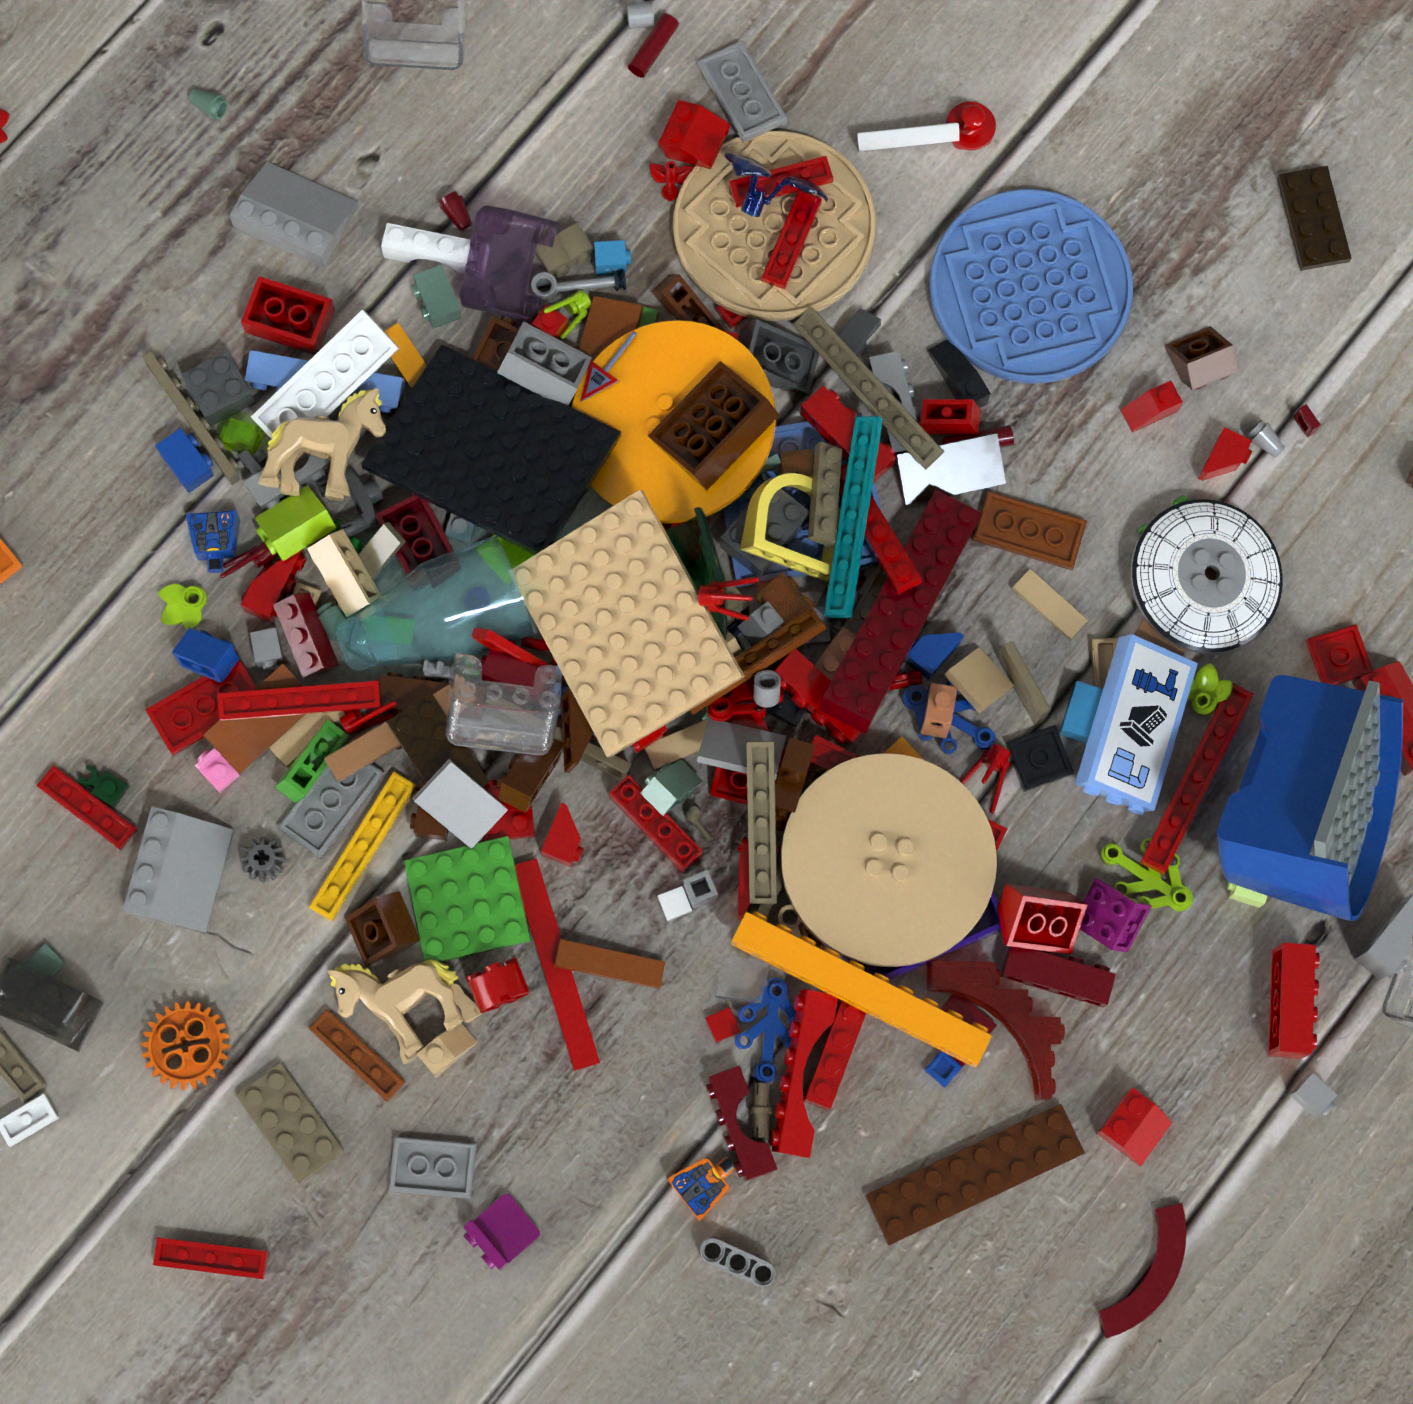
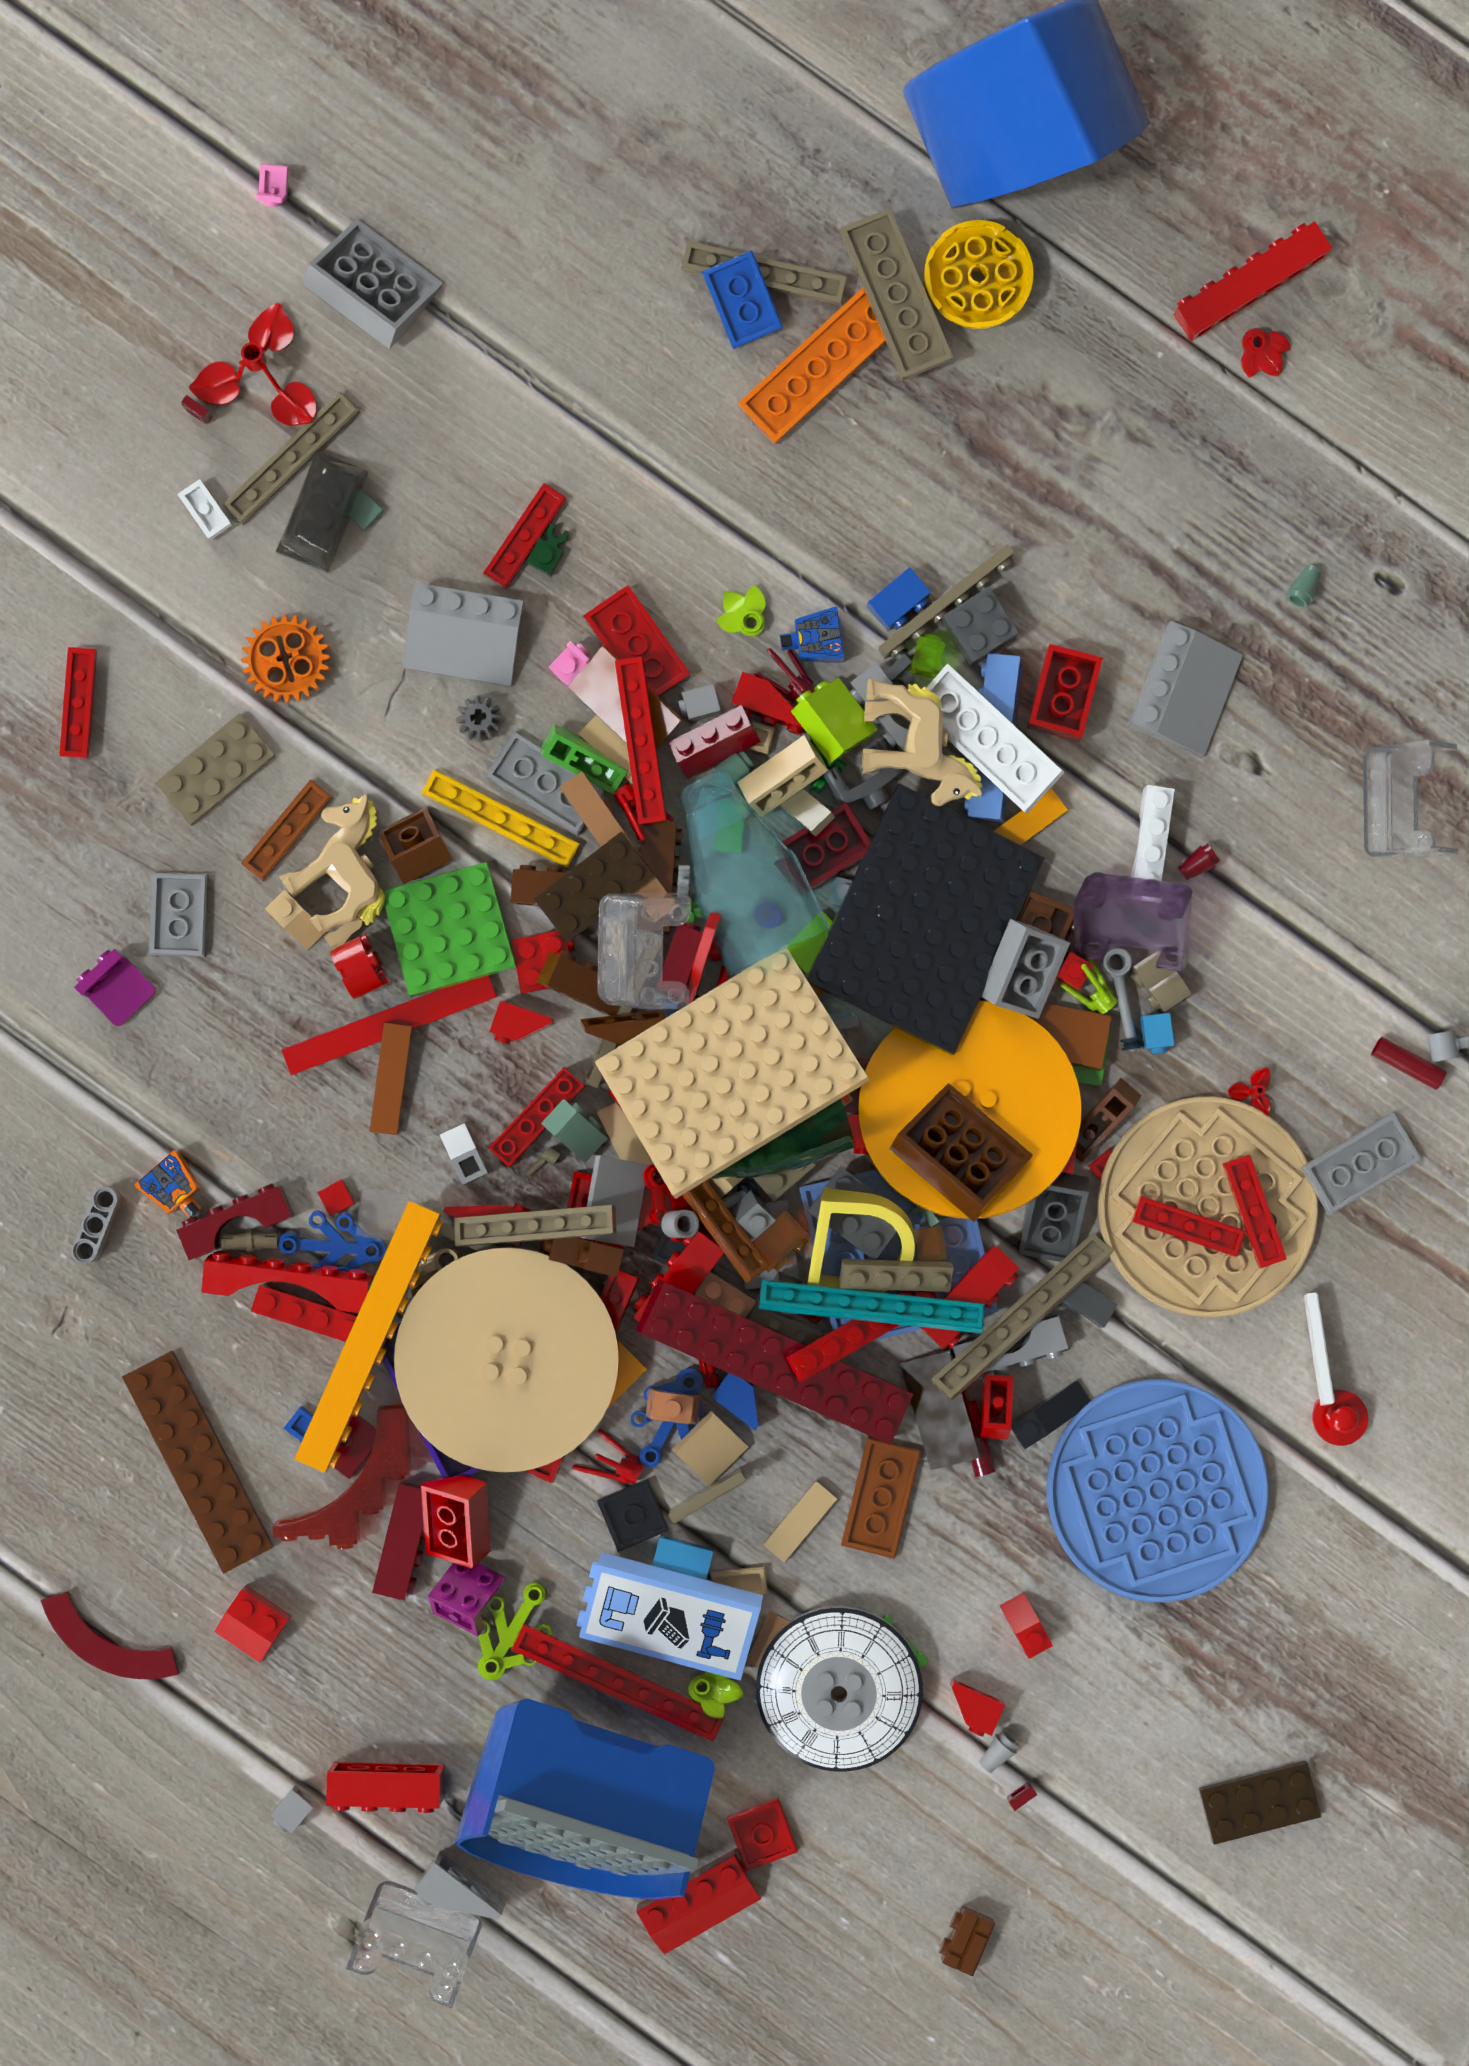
camera: 90 degrees right, 10 degrees up
(206, 654) = (687, 641): blue brick -> none
(437, 297) = (1098, 848): sand green brick -> none
(460, 803) = (540, 914): tile -> none
(599, 378) = (1014, 1025): piece -> none
(693, 135) = (1303, 1113): red slope -> none
(712, 596) = (754, 1162): red plant -> none
(756, 196) = (1247, 1173): clear blue plant -> none
(1202, 358) = (1086, 1680): reddish brown slope -> none

